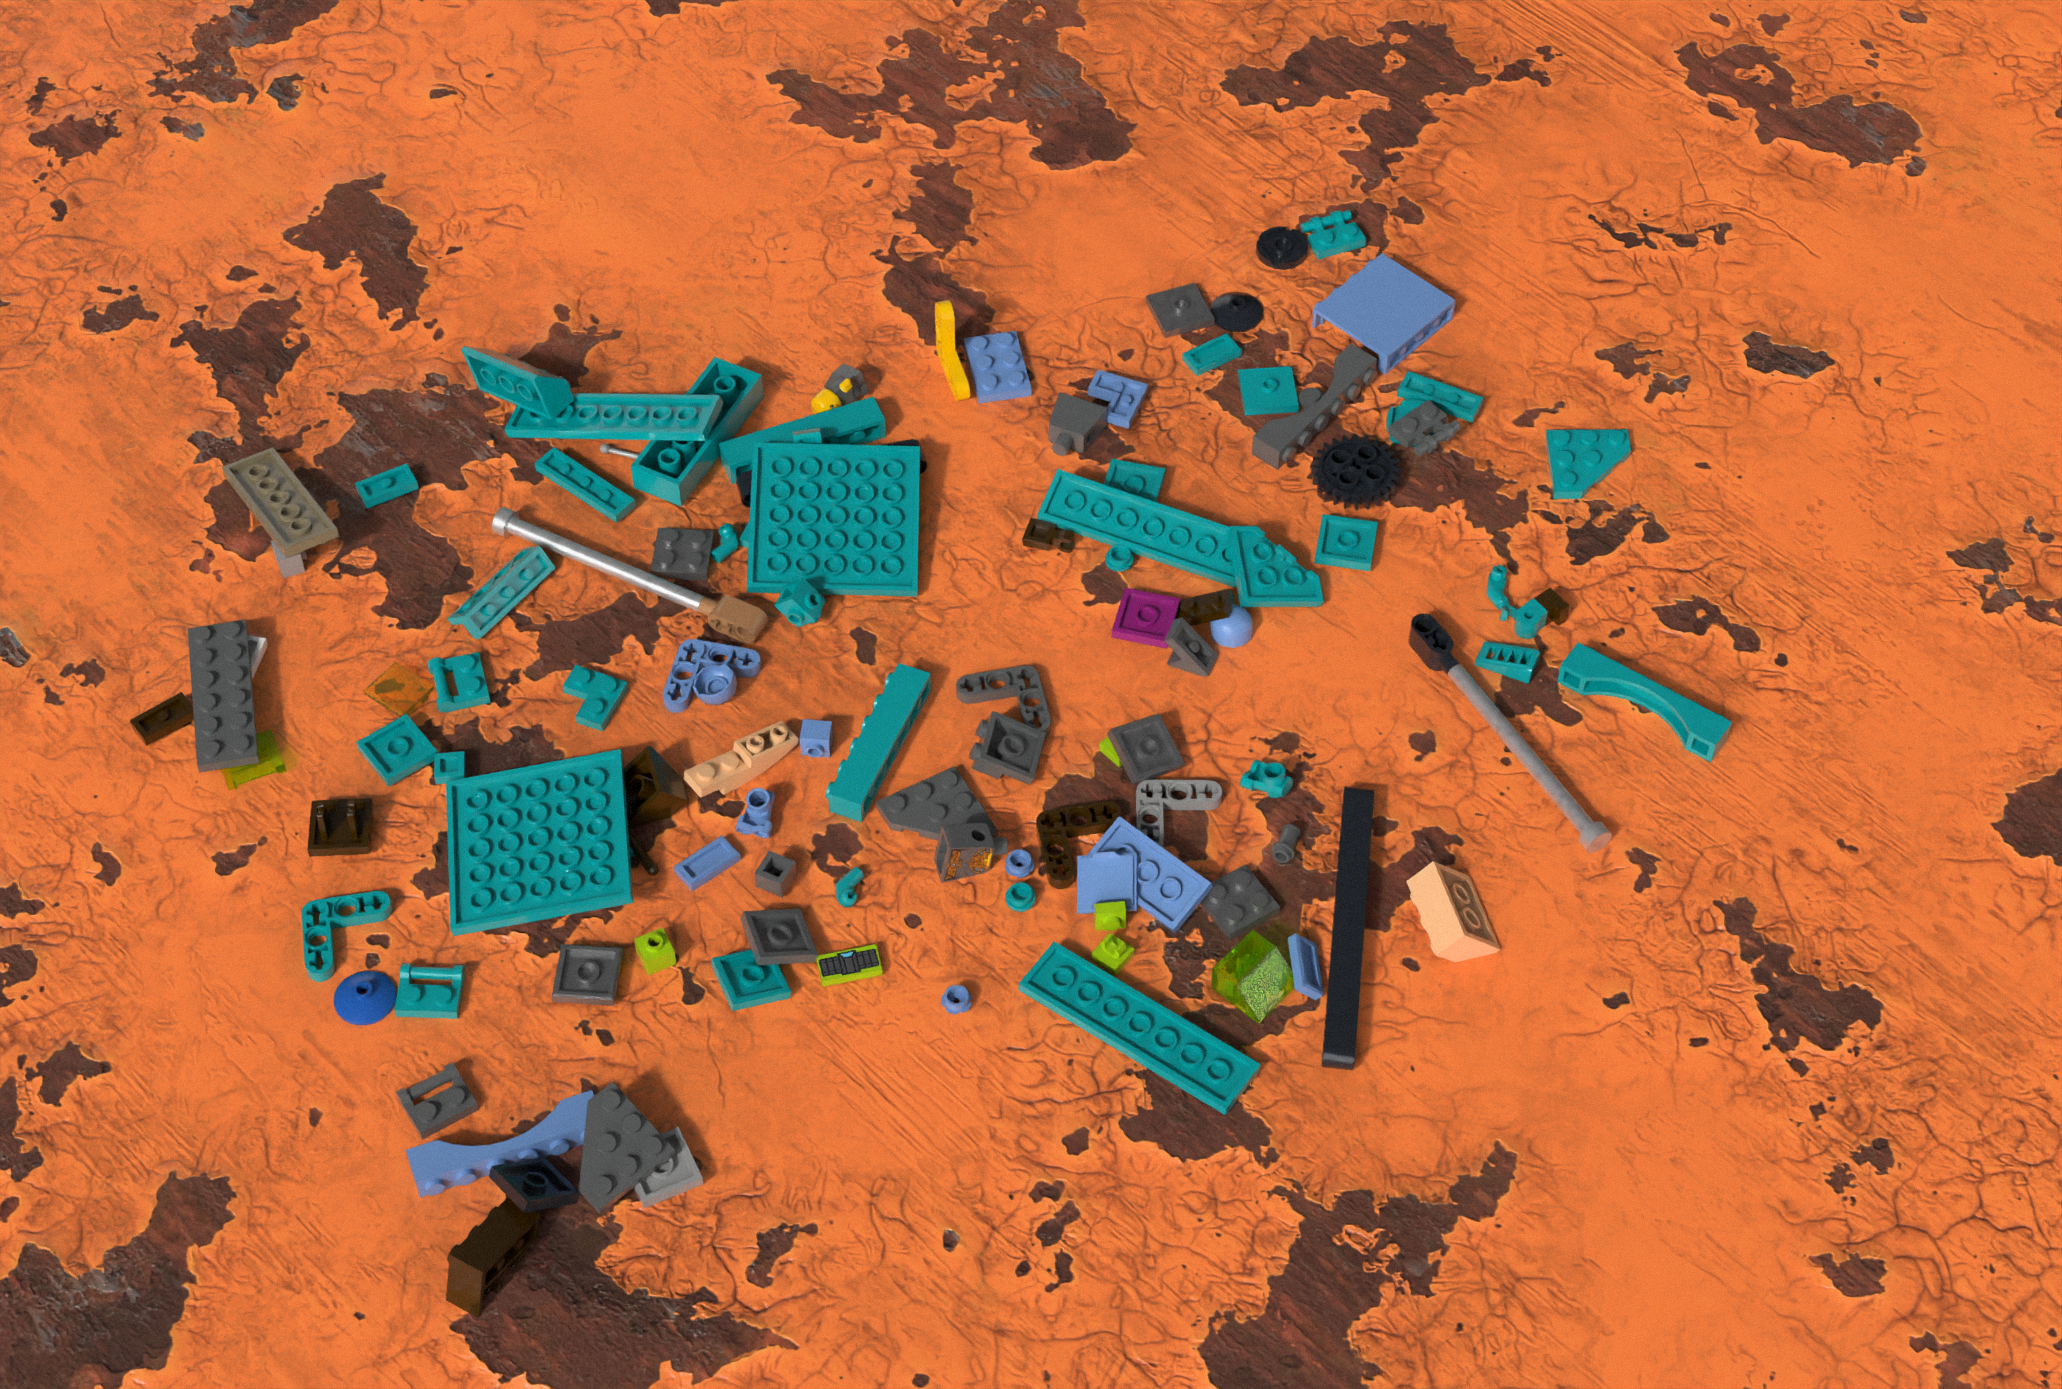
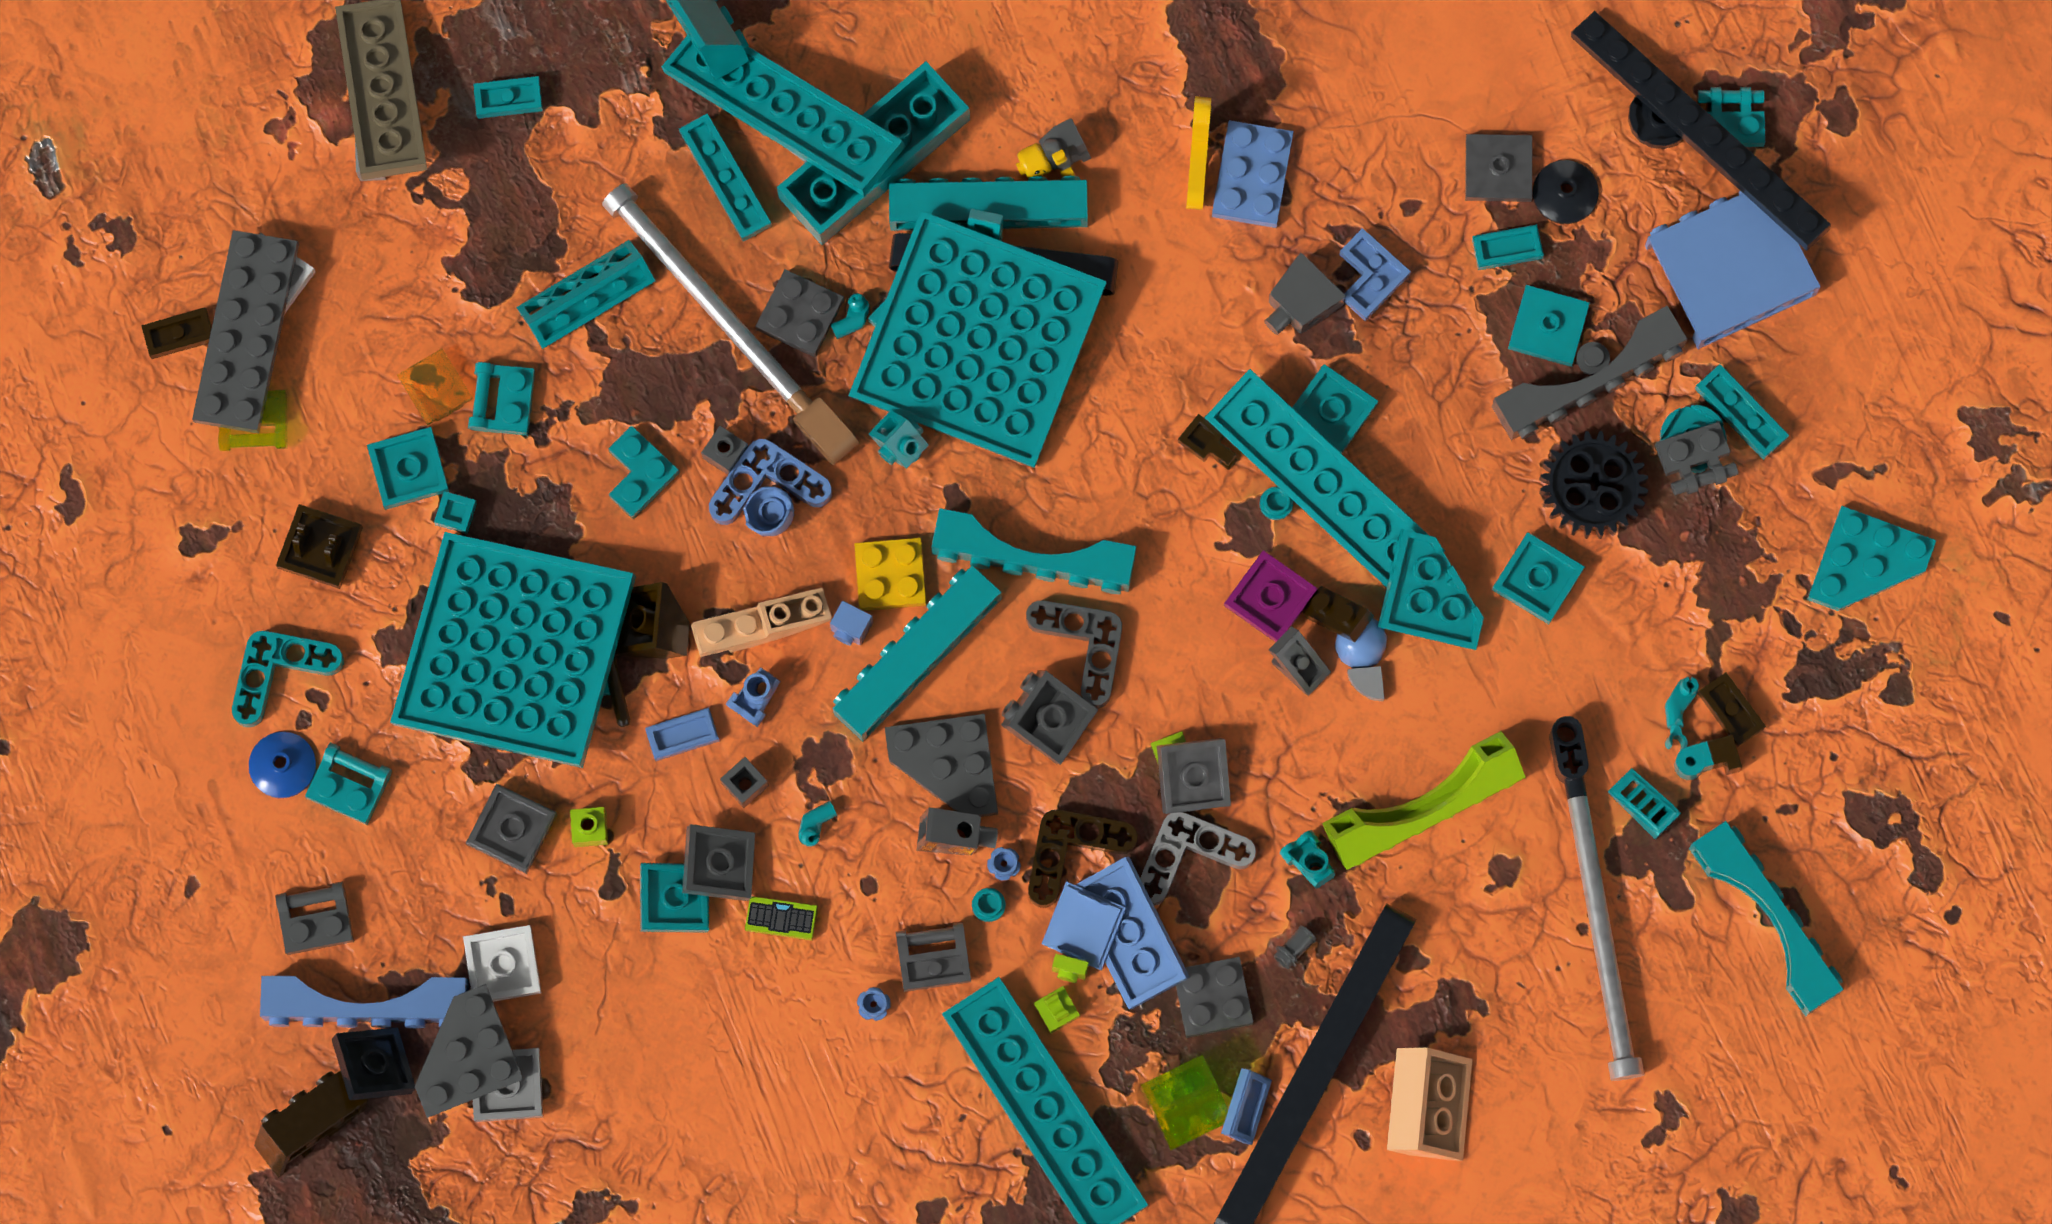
camera: 25 degrees right, 25 degrees up
(626, 1068) = (503, 962): none -> white plate
(659, 657) = (724, 461): none -> dark grey plate
(833, 698) = (890, 574): none -> yellow plate
(996, 955) = (936, 967): none -> flat silver plate
(1000, 638) = (1102, 564): none -> teal arch
(1251, 650) = (1367, 682): none -> light grey tile
(1318, 239) = (1701, 130): none -> black plate
(1372, 674) = (1483, 772): none -> lime arch
(1537, 576) = (1731, 709): none -> dark brown plate

